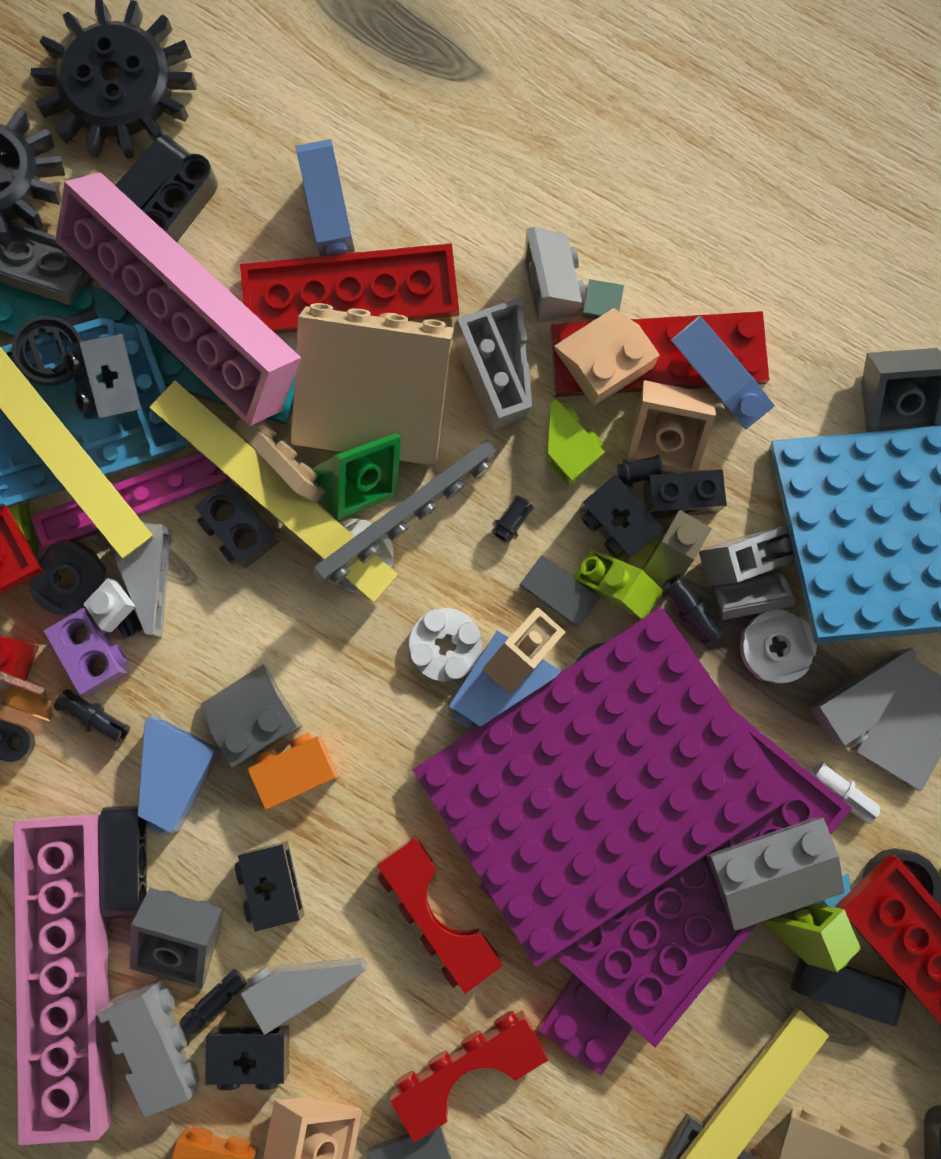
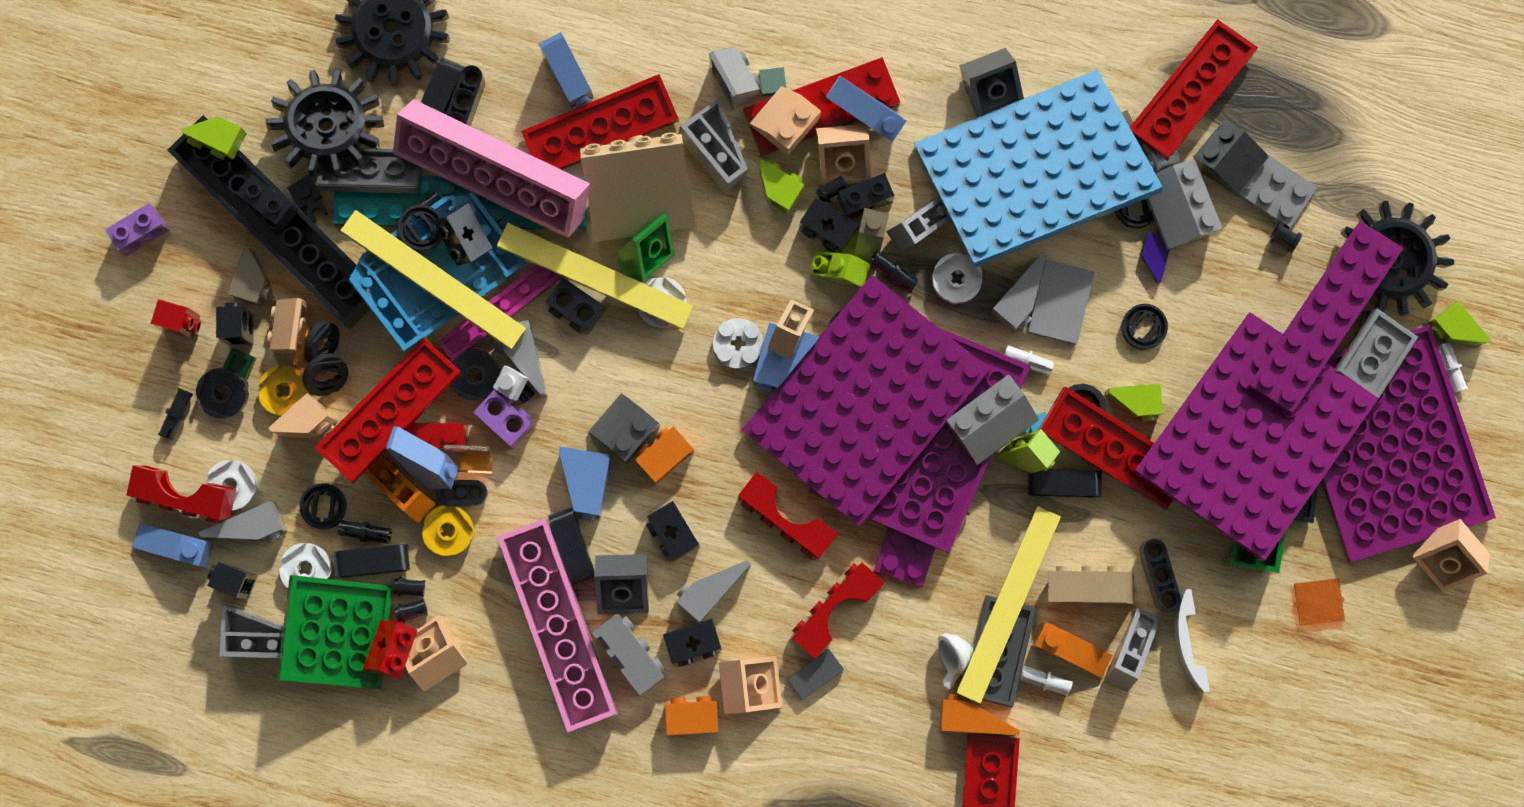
camera: 15 degrees left, 0 degrees up
(92, 717) = (520, 460): black pin -> none
(213, 1002) = (659, 617): black axle -> none
(281, 459) = (592, 252): tan plate -> none
(394, 523) = (681, 272): dark grey plate -> none
(512, 519) = (757, 246): black pin -> none
(559, 591) = (802, 285): dark grey tile -> none
(753, 596) = (930, 249): light grey tile -> none

